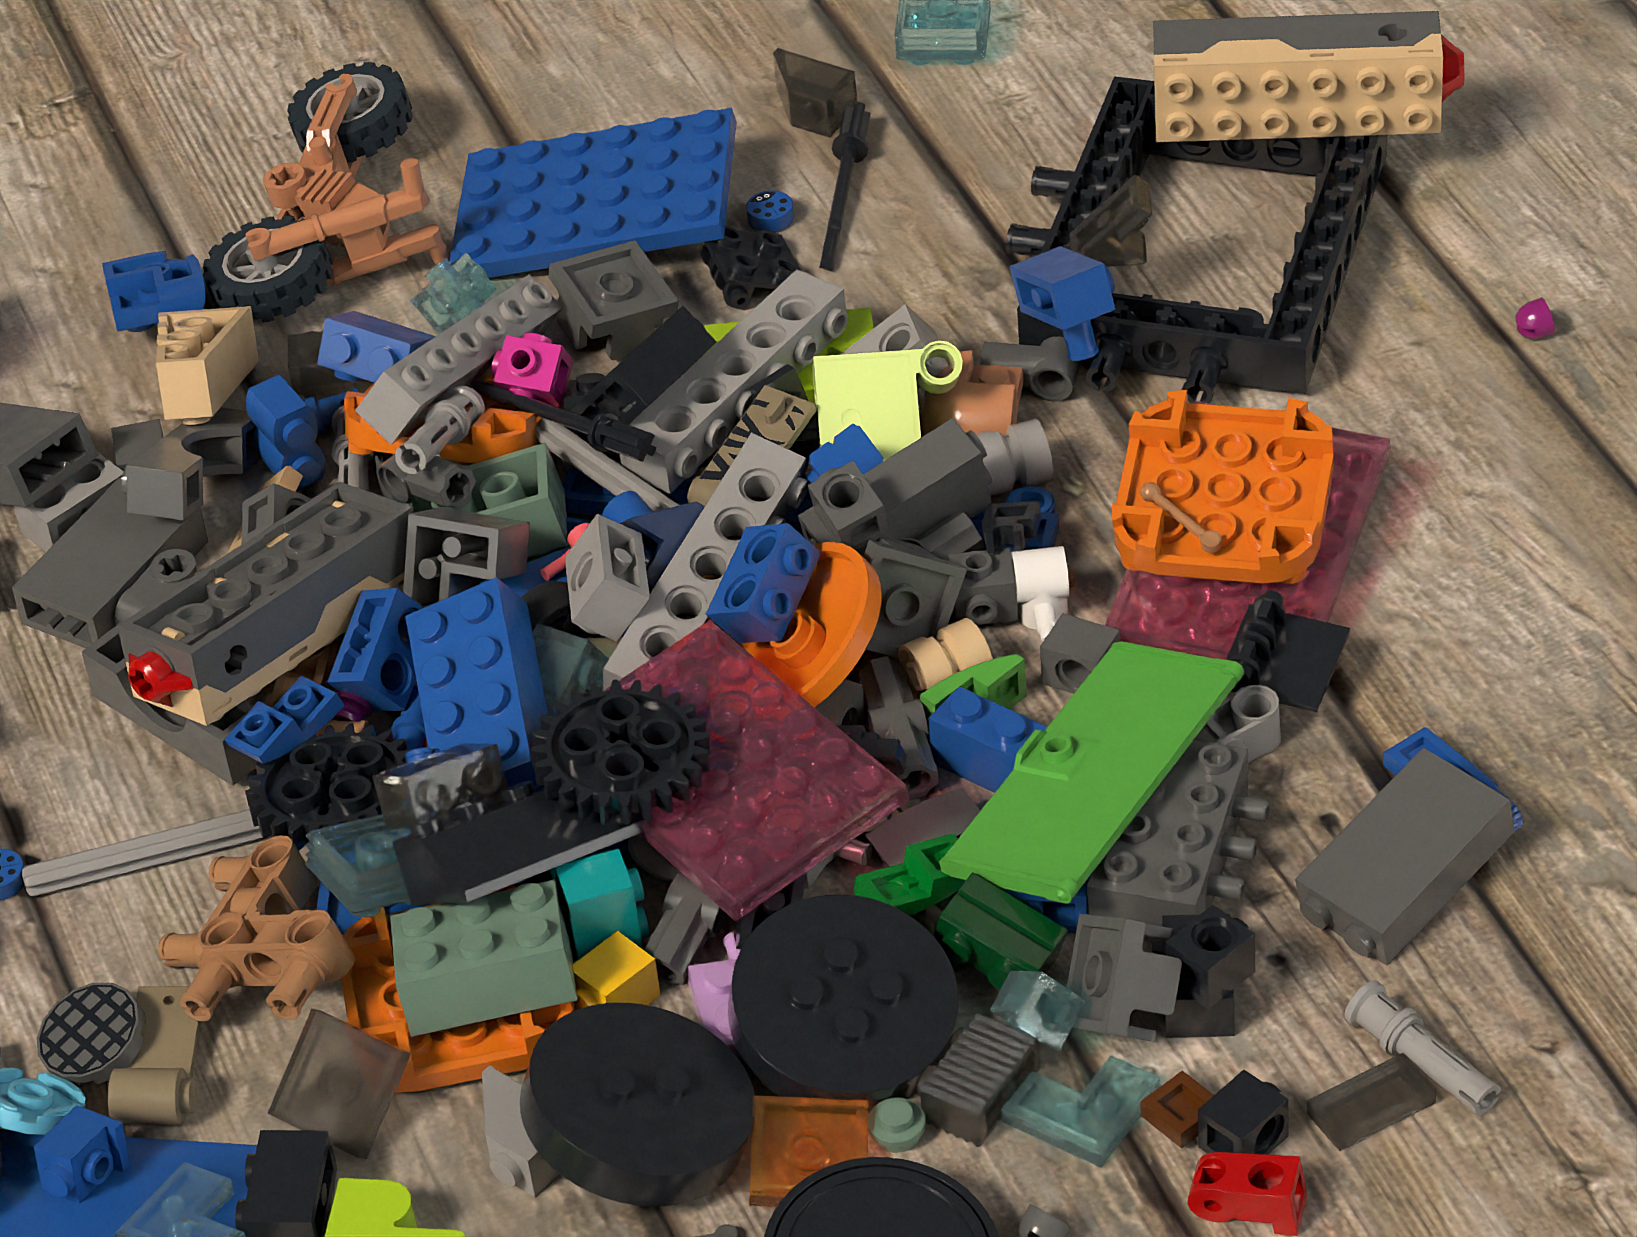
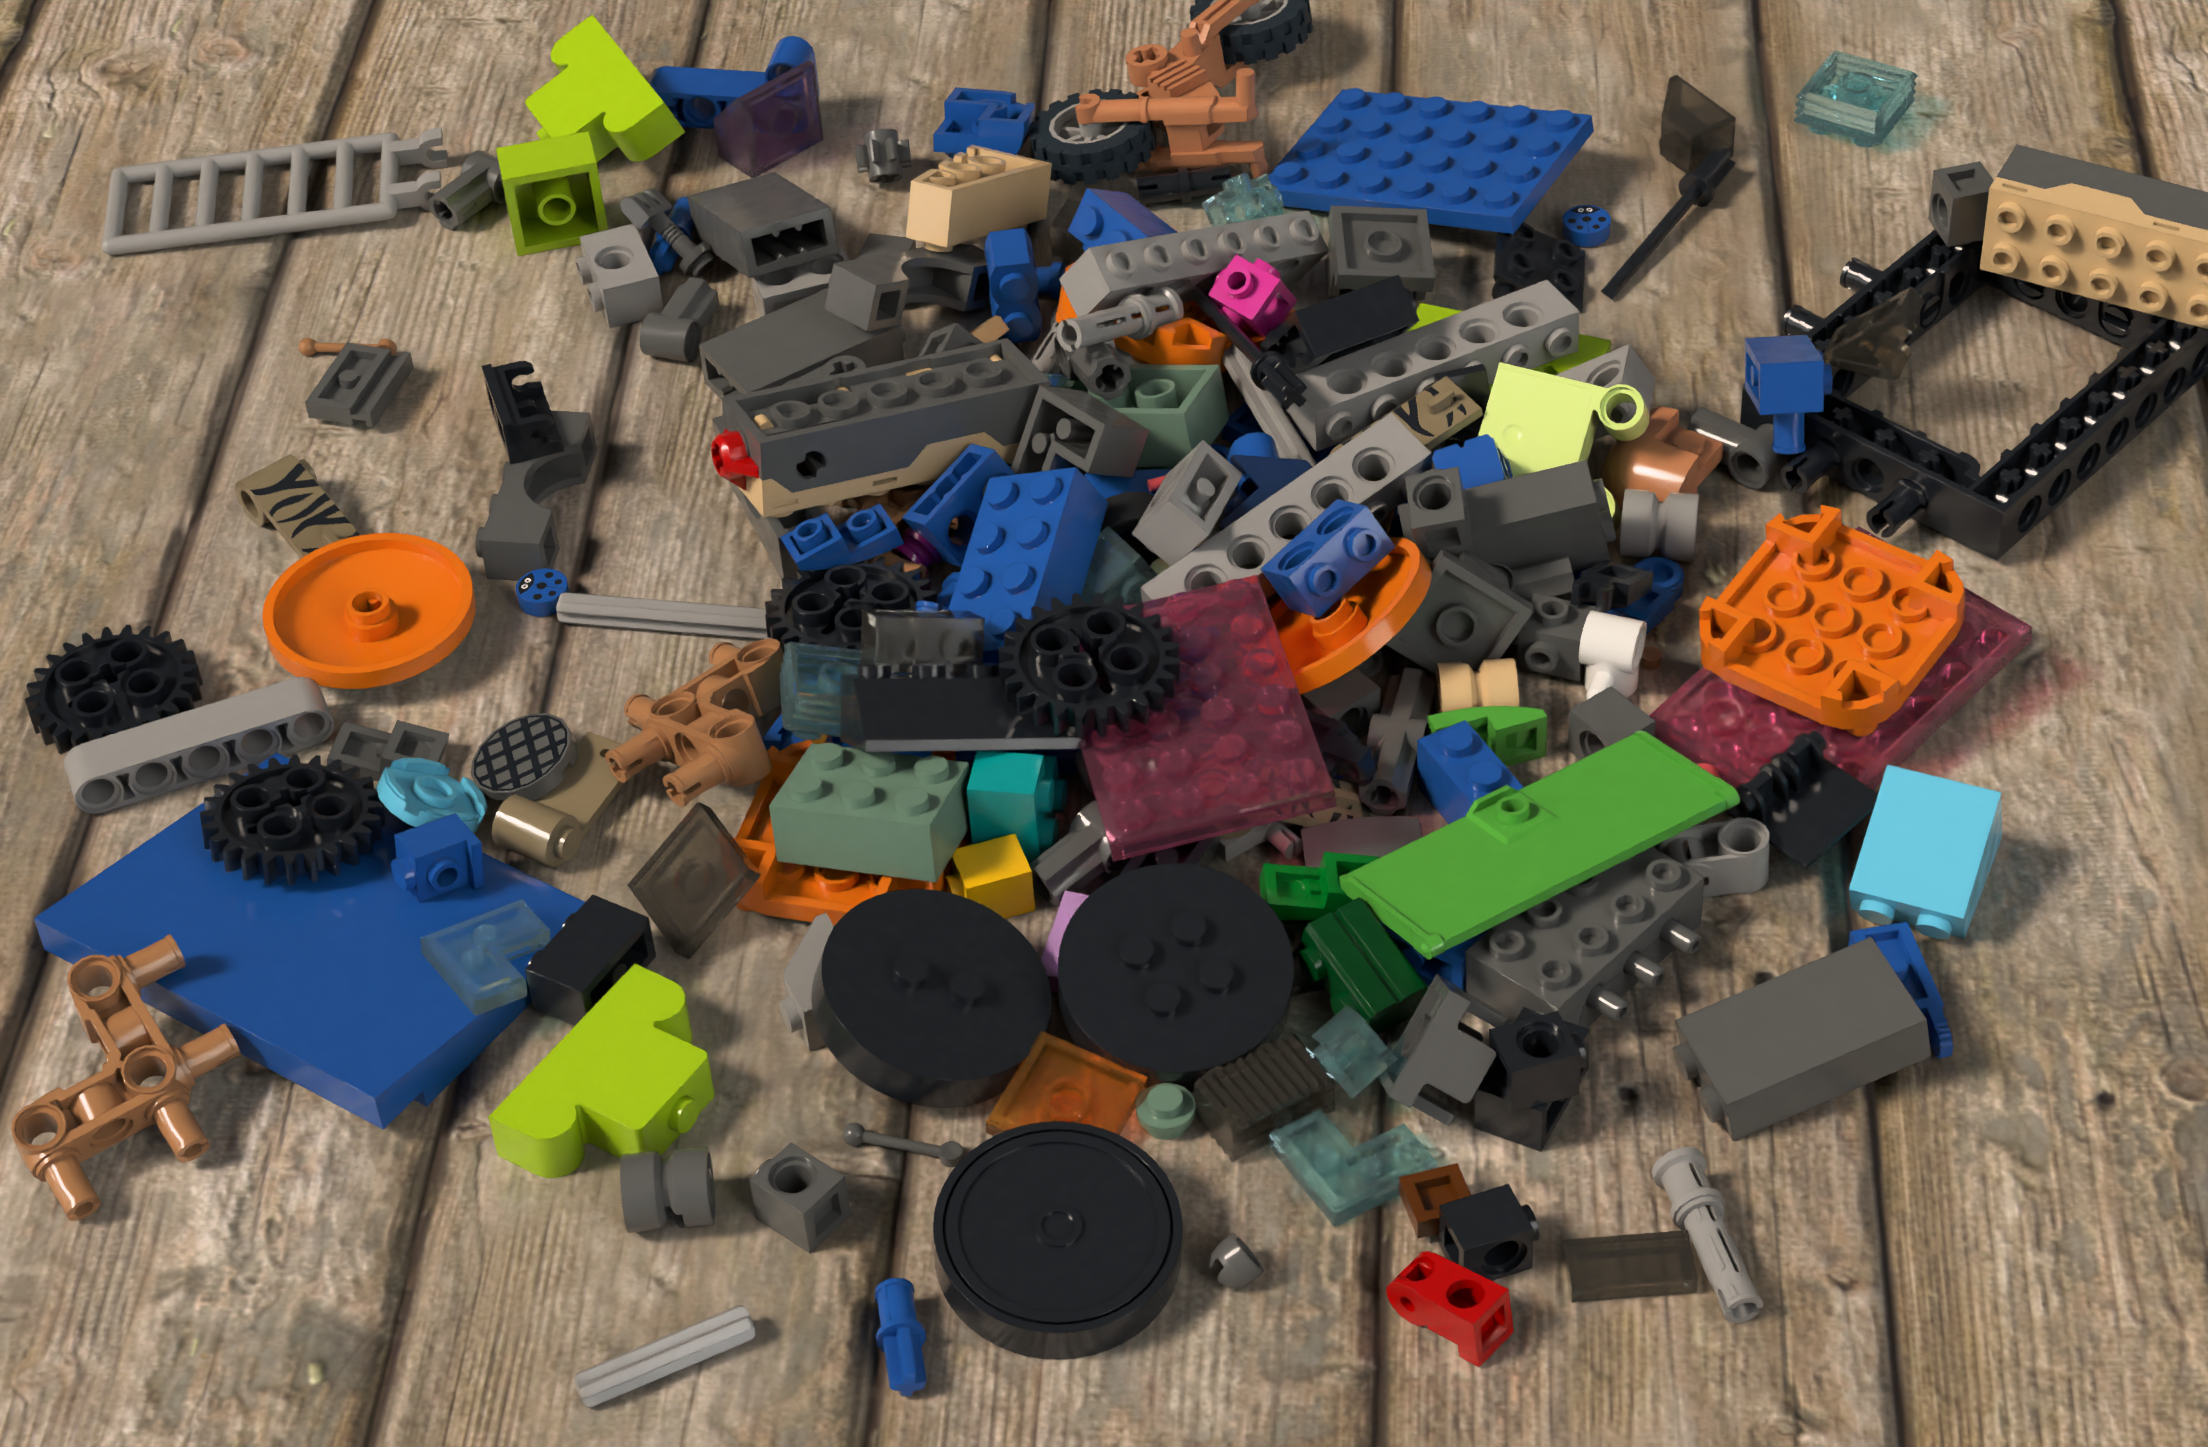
camera: 25 degrees right, 0 degrees up
(67, 351) = (883, 156): none -> dark grey gear
(378, 287) = (1182, 185): none -> black pin
(1120, 88) = (1960, 203): none -> dark grey brick
(1209, 540) = (1785, 662): medium nougat hinge -> none
(1410, 662) = (1926, 853): none -> medium azure slope

